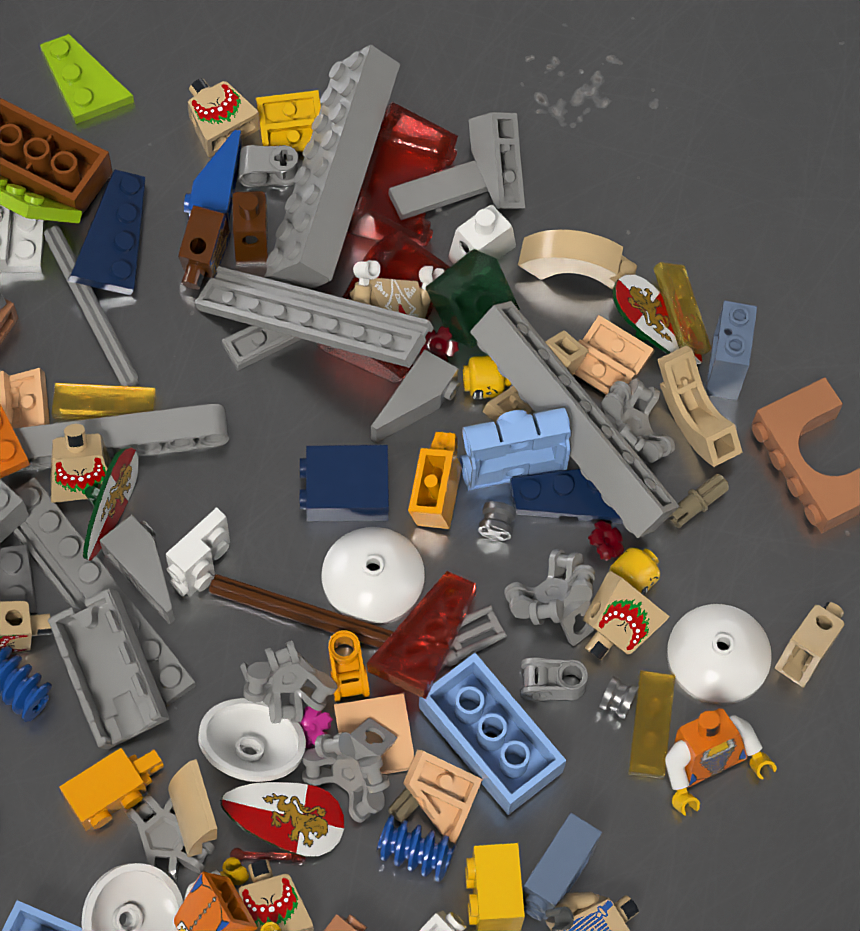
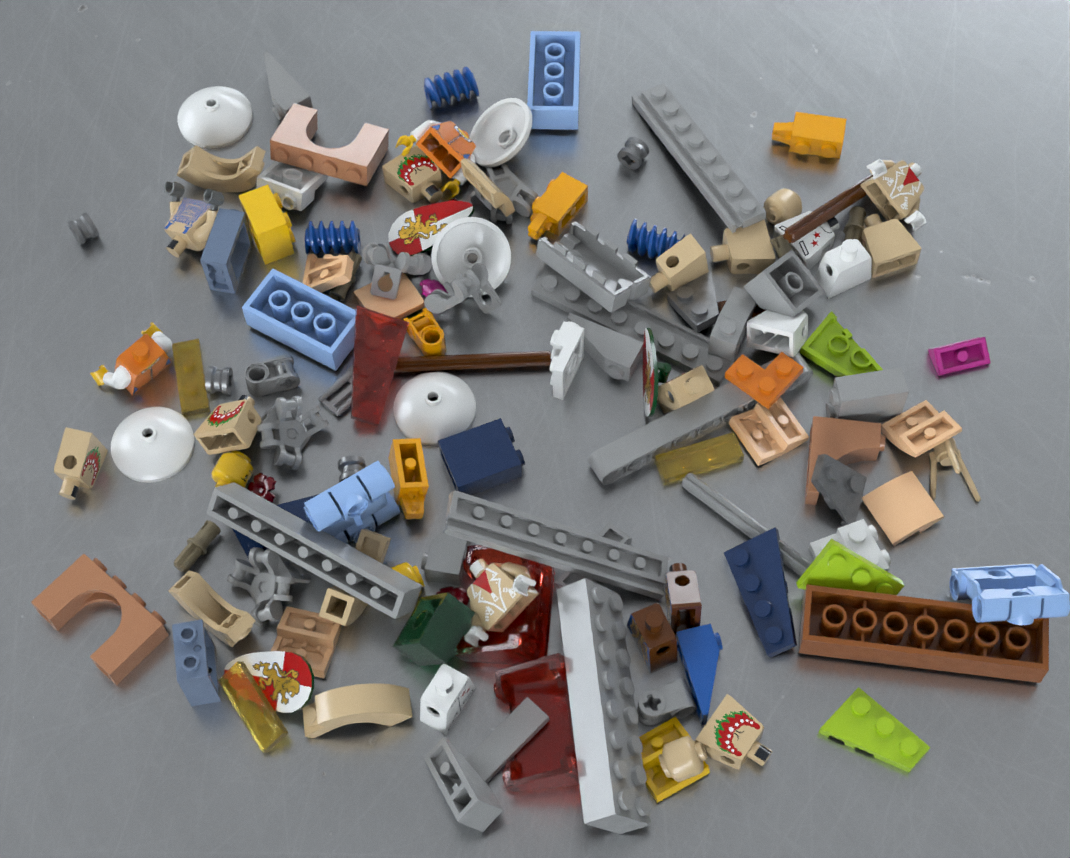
camera: 165 degrees right, 5 degrees down
(278, 101) = (682, 758): none -> tan head

